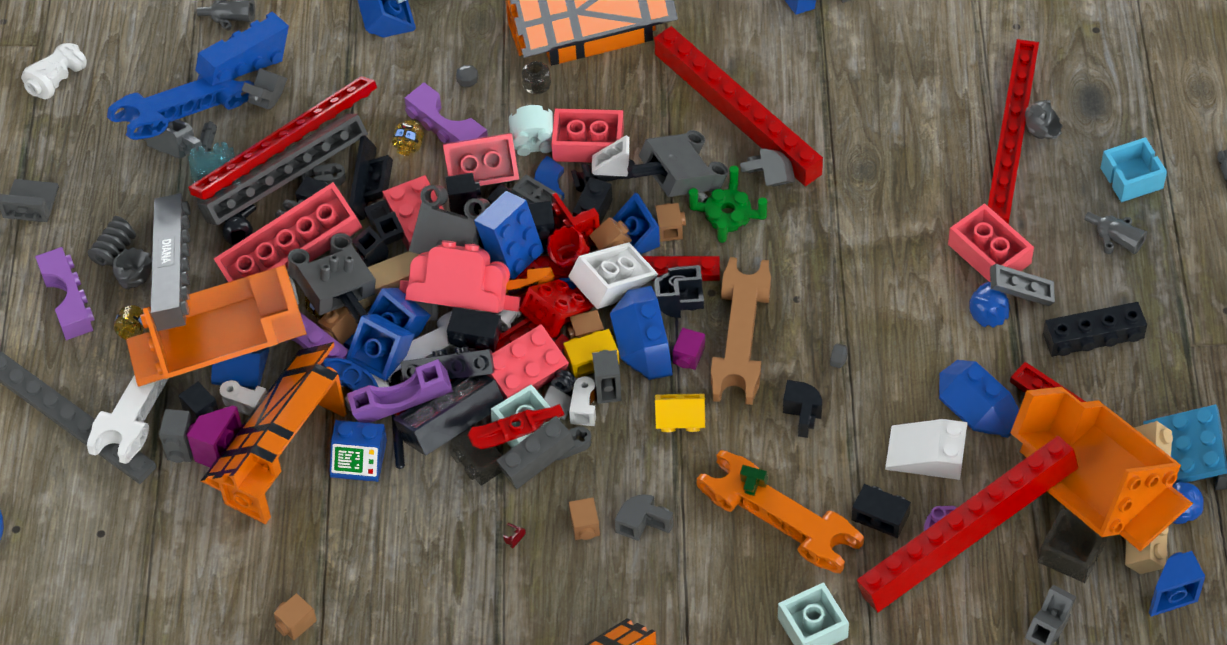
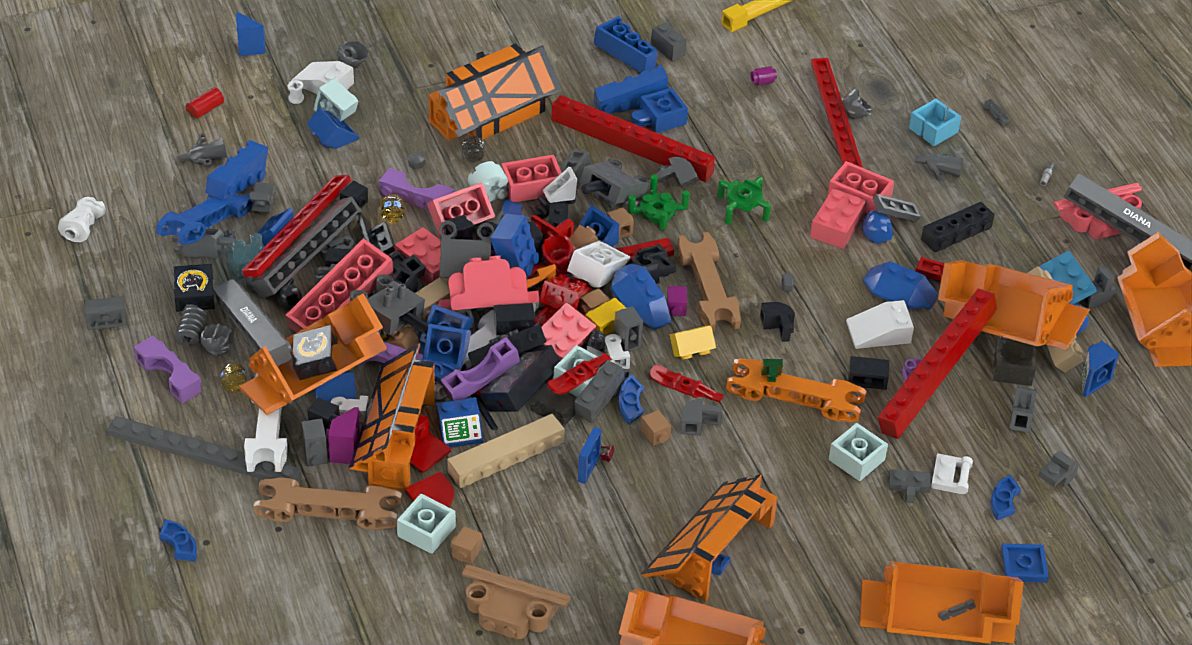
camera: 25 degrees left, 10 degrees down
(136, 189) = (193, 286): none -> black panel
(200, 533) = (292, 500): none -> medium nougat piece
(212, 320) = (314, 352): none -> panel
(258, 131) = (274, 225): none -> blue slope
(258, 576) = (426, 523): none -> light aqua brick
(288, 535) = (434, 487): none -> red tile
(302, 470) = (427, 448): none -> red bracket
(371, 110) = (357, 191): none -> black brick
(395, 502) = (505, 450): none -> tan brick
(483, 537) = (589, 455): none -> blue tile
(571, 469) = (629, 399): none -> blue tile
(640, 456) = (675, 381): none -> red piece
(650, 125) = (577, 161): none -> dark grey hinge
(764, 41) = (627, 94): none -> blue wedge
(782, 66) = (661, 111): none -> blue brick
(835, 232) = (736, 198): none -> green plate
(943, 280) = (838, 218): none -> coral brick
(944, 50) = (763, 75): none -> magenta brick

